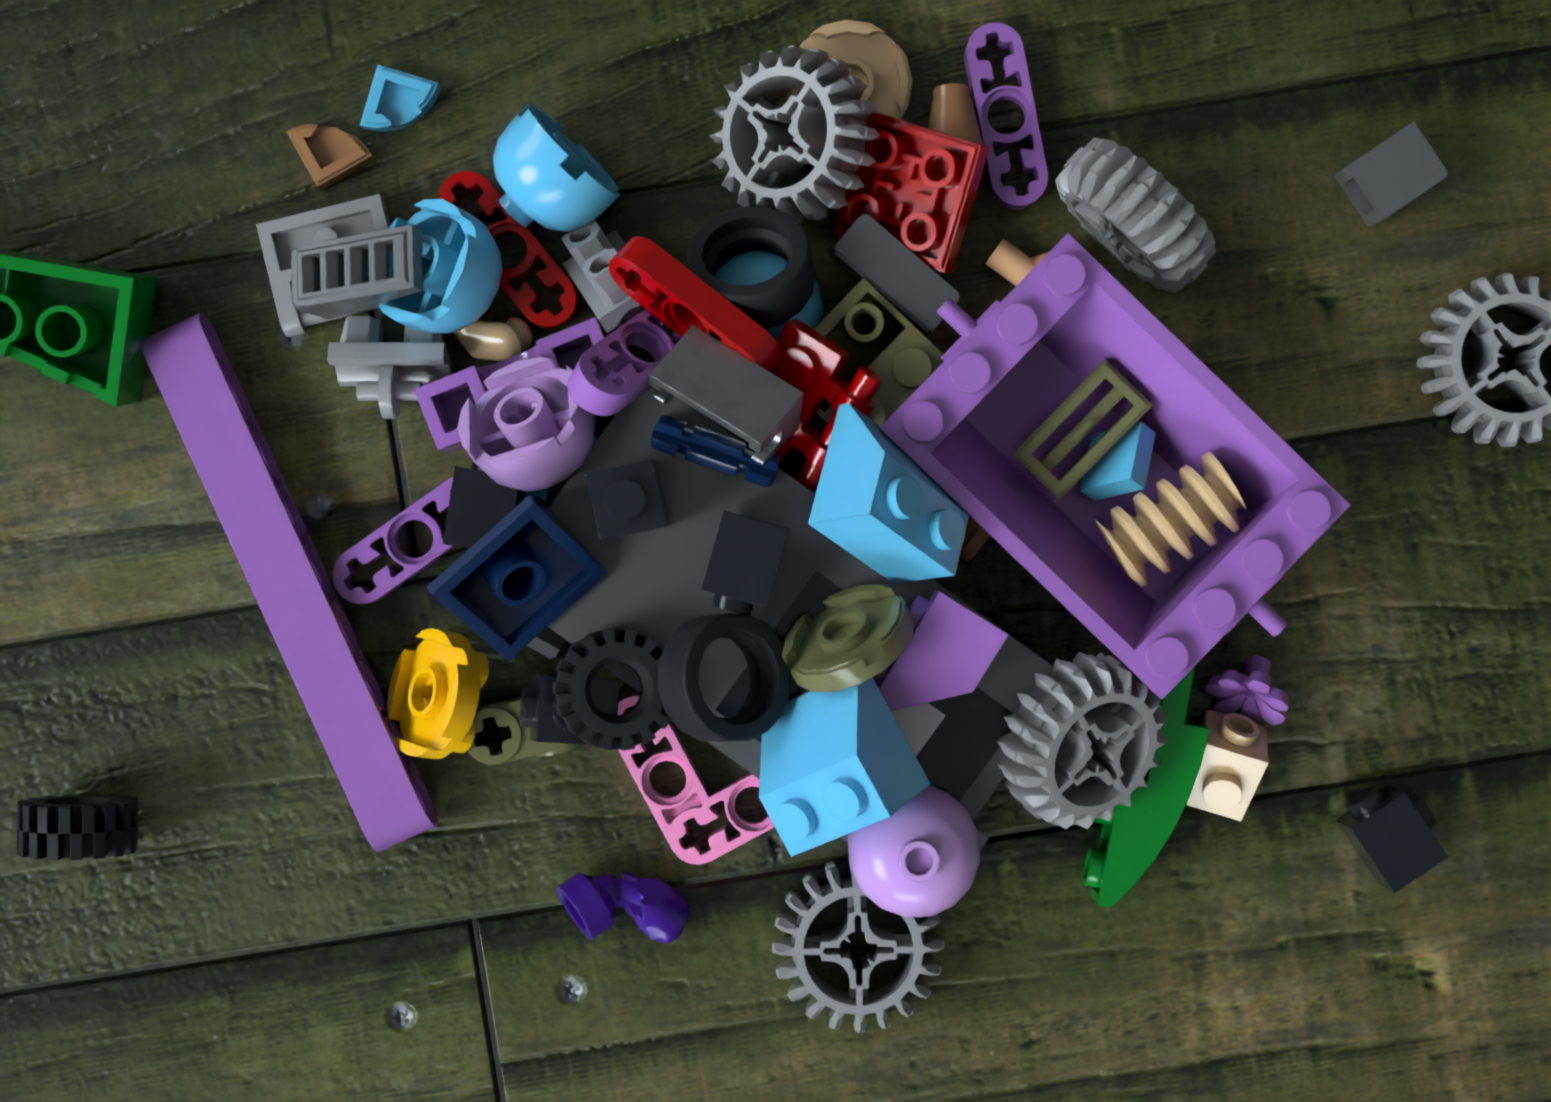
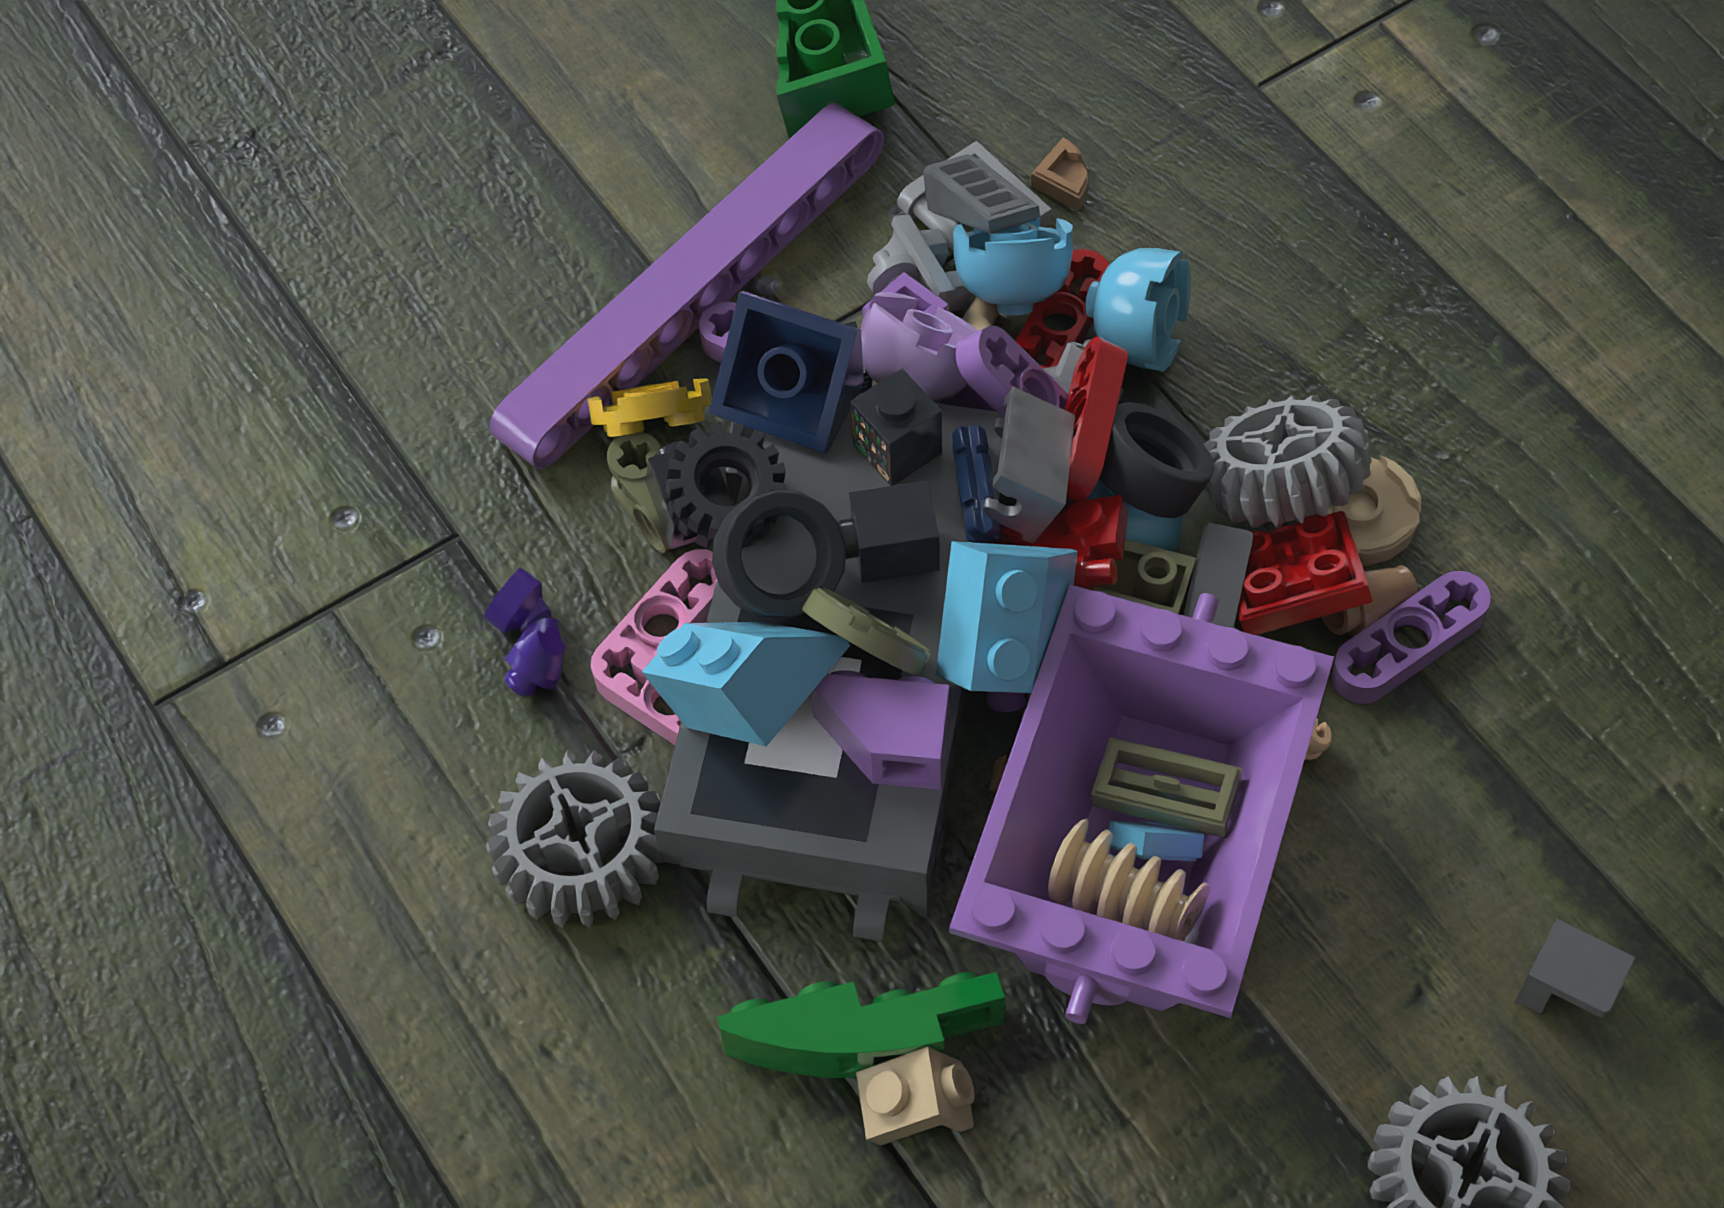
camera: 70 degrees right, 30 degrees down
(77, 826) = (415, 207): black tyre -> none
(397, 100) = (1134, 202): medium azure tile -> none
(918, 856) = (695, 795): lavender cylinder -> none
(1082, 741) = (846, 952): light grey gear -> none
(1136, 214) = (1390, 754): light grey gear -> none
(1249, 692) = (1001, 1083): medium lavender plant -> none

